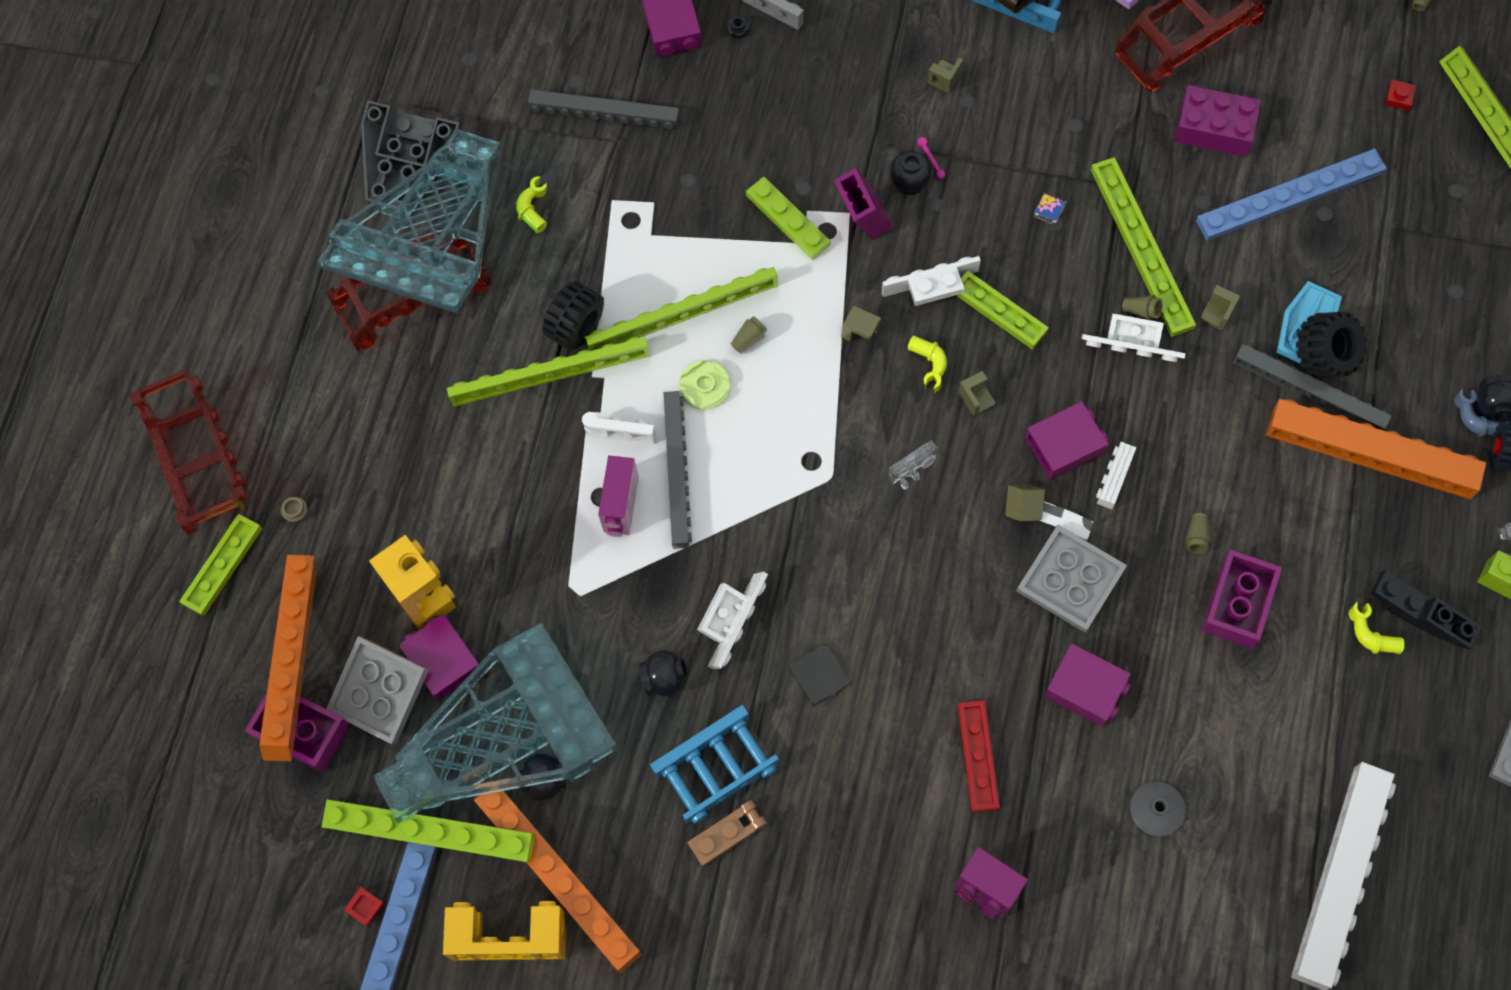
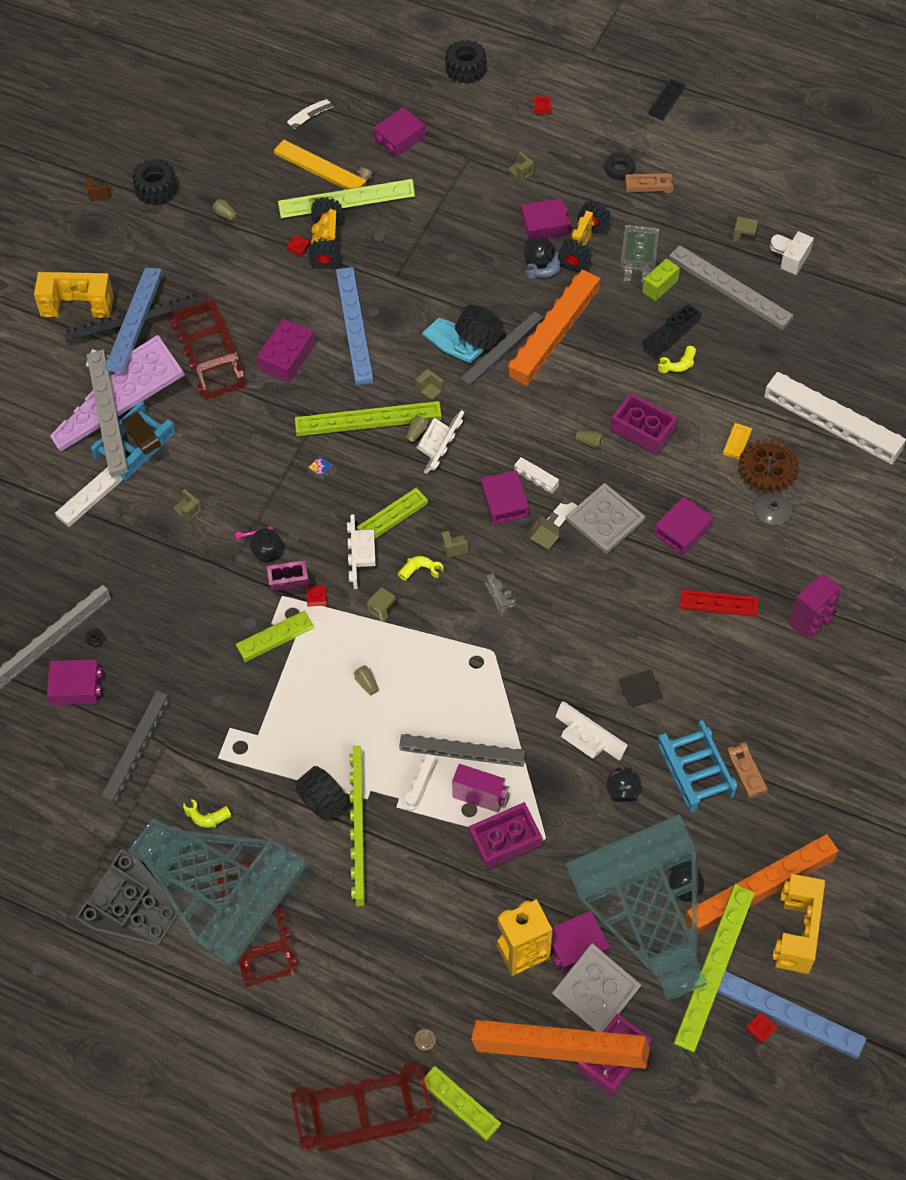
camera: 80 degrees left, 10 degrees down
(562, 541) = (505, 835): none -> magenta brick
(684, 310) = (331, 713): lime plate -> none
(704, 384) = (397, 719): yellowish green tile -> none
(857, 250) = (316, 596): none -> red plate
(1229, 814) = (751, 464): none -> reddish brown gear
(1259, 739) = (737, 441): none -> yellow tile
(1460, 108) = (325, 216): none -> black plate

